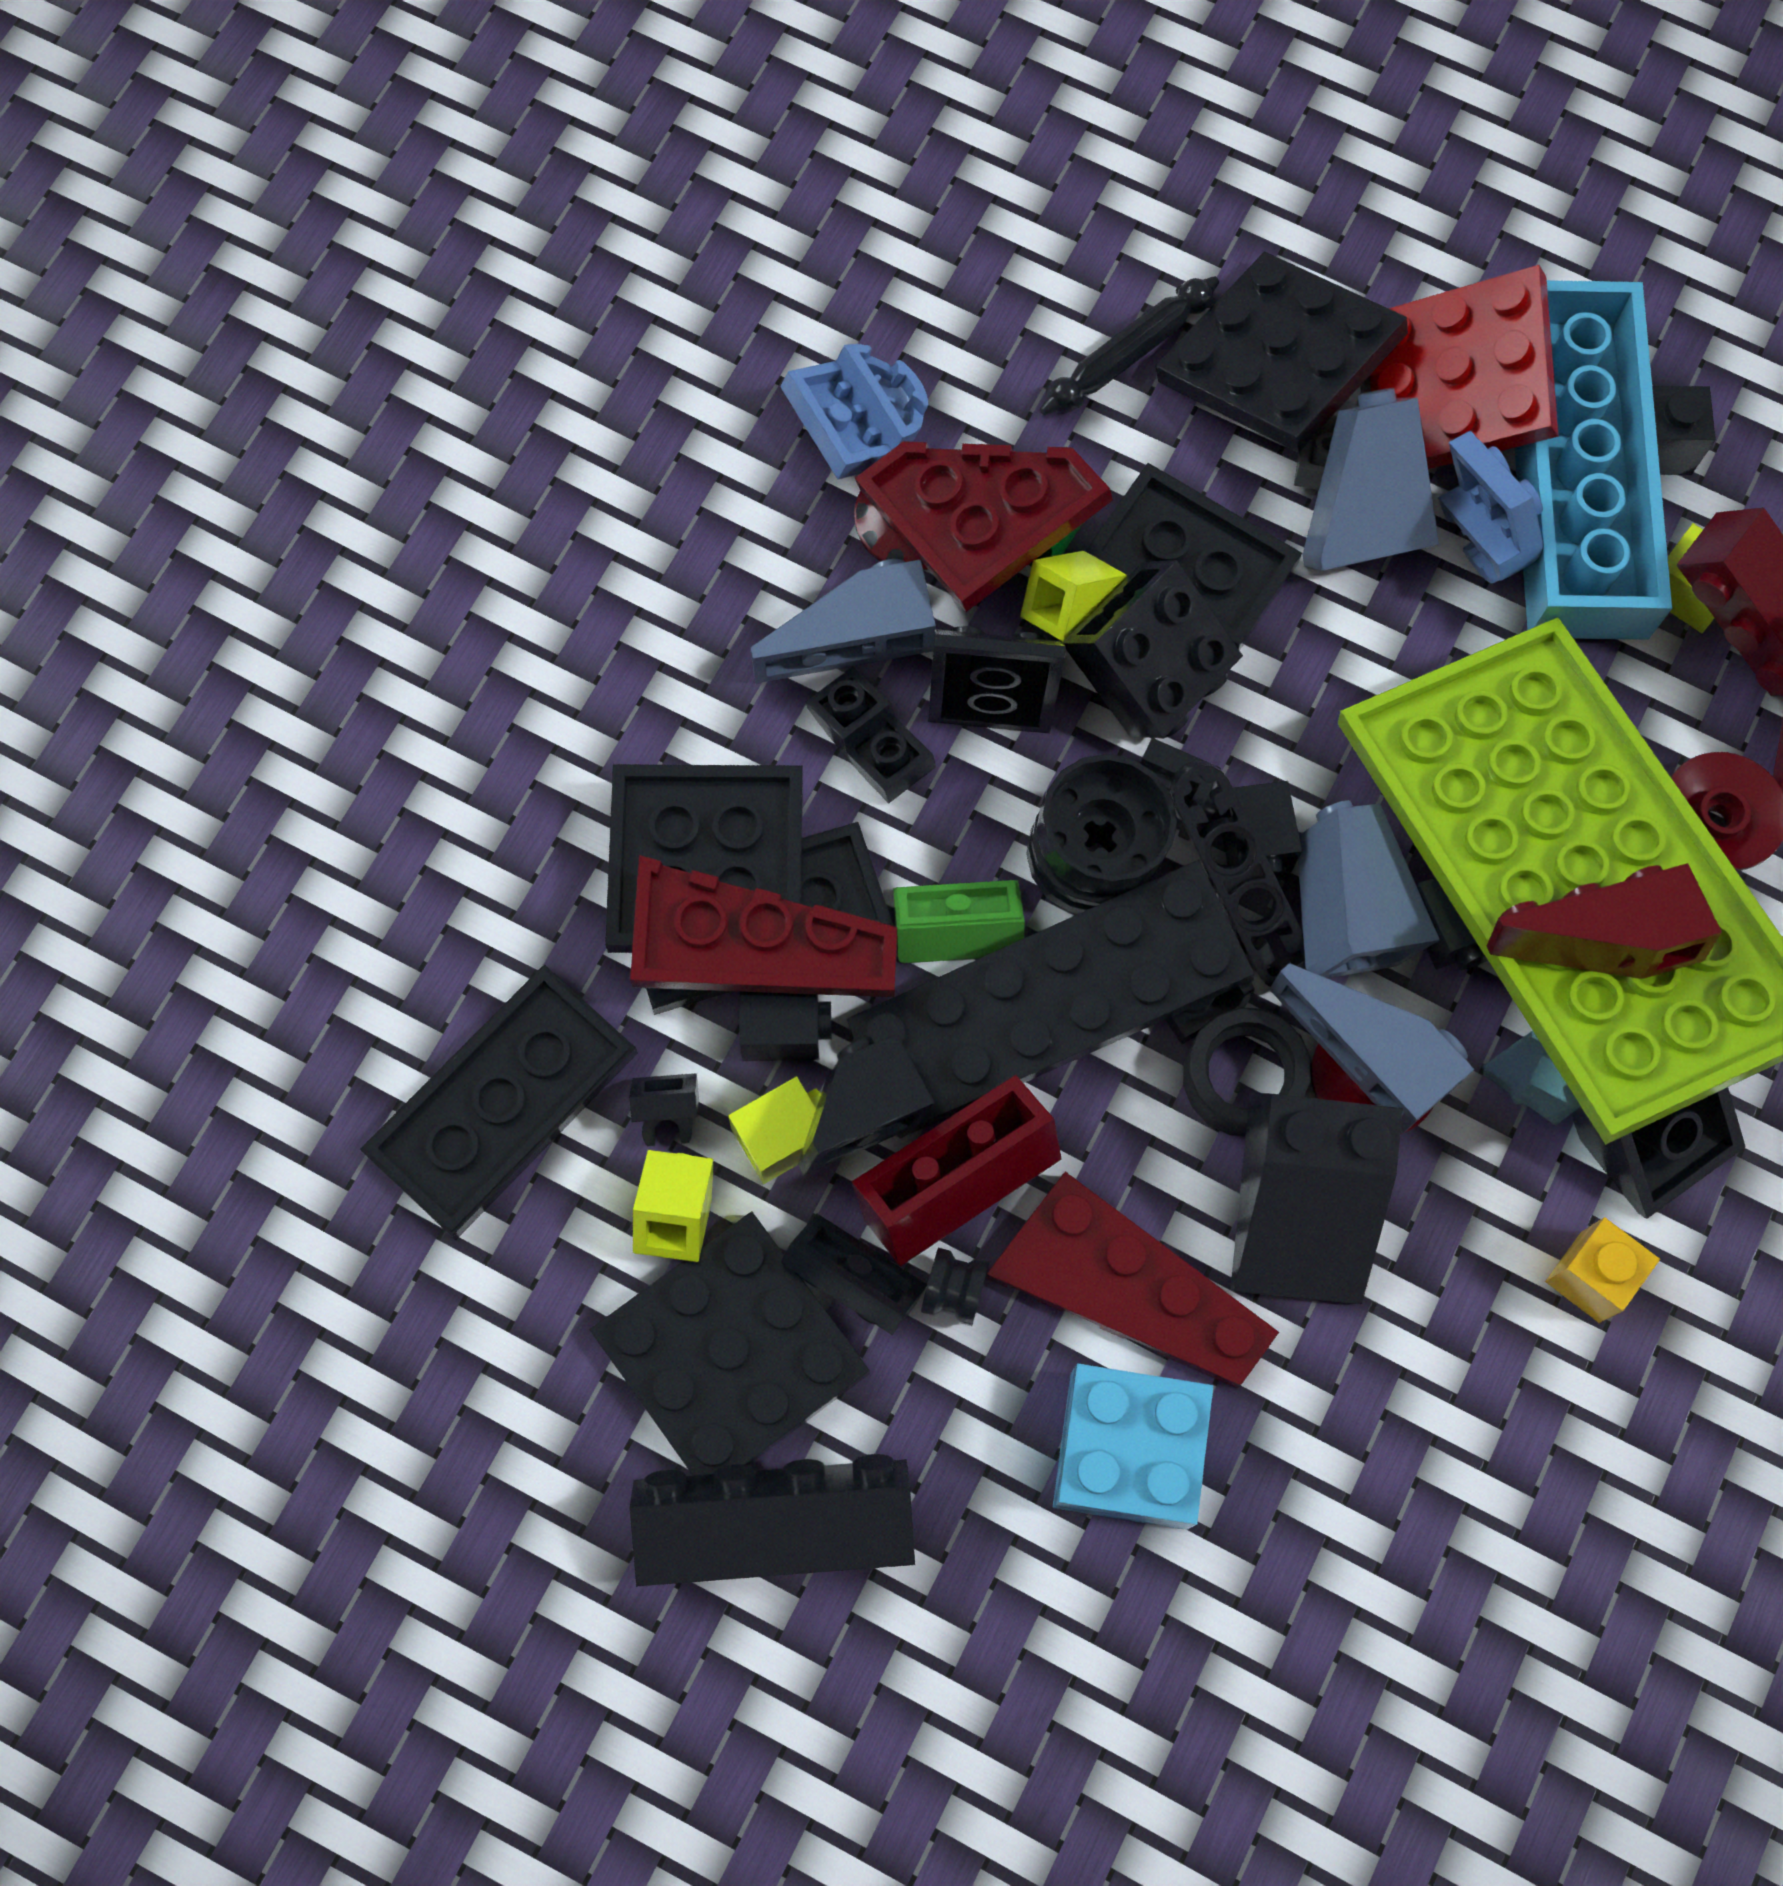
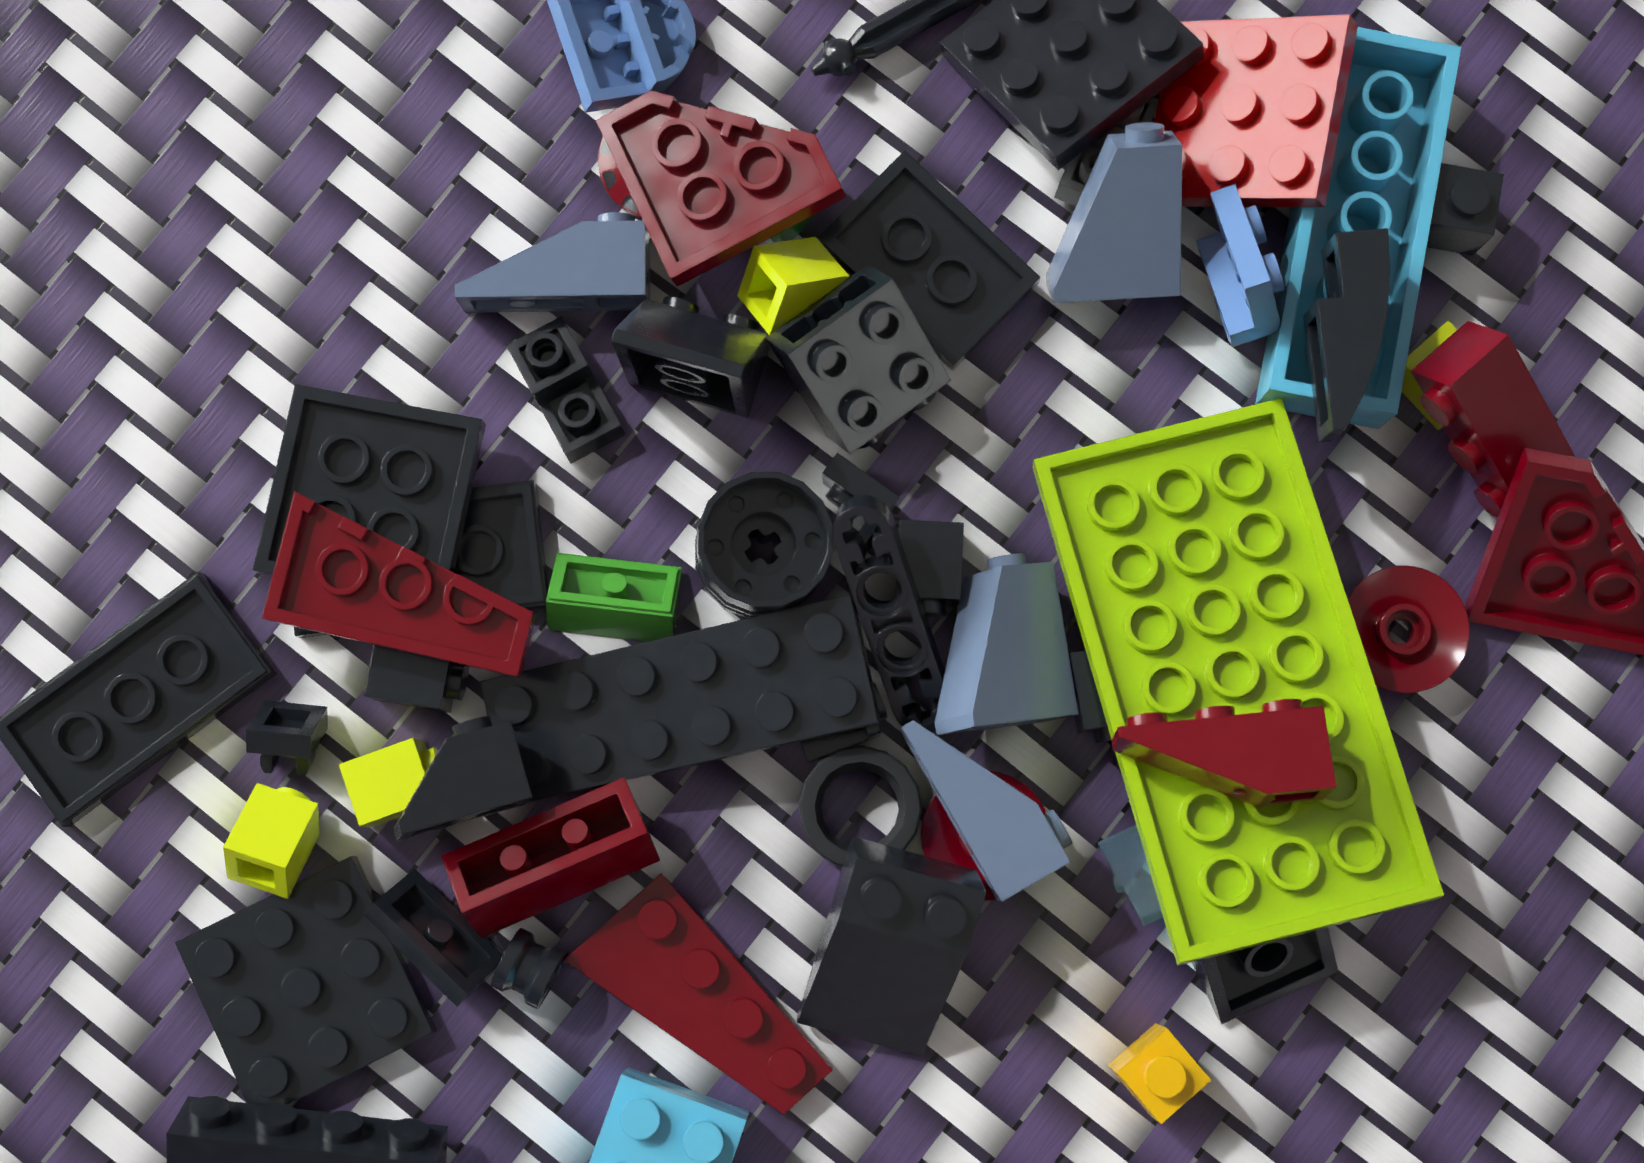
camera: 15 degrees right, 10 degrees up
(1609, 532) = (1347, 326): none -> black slope

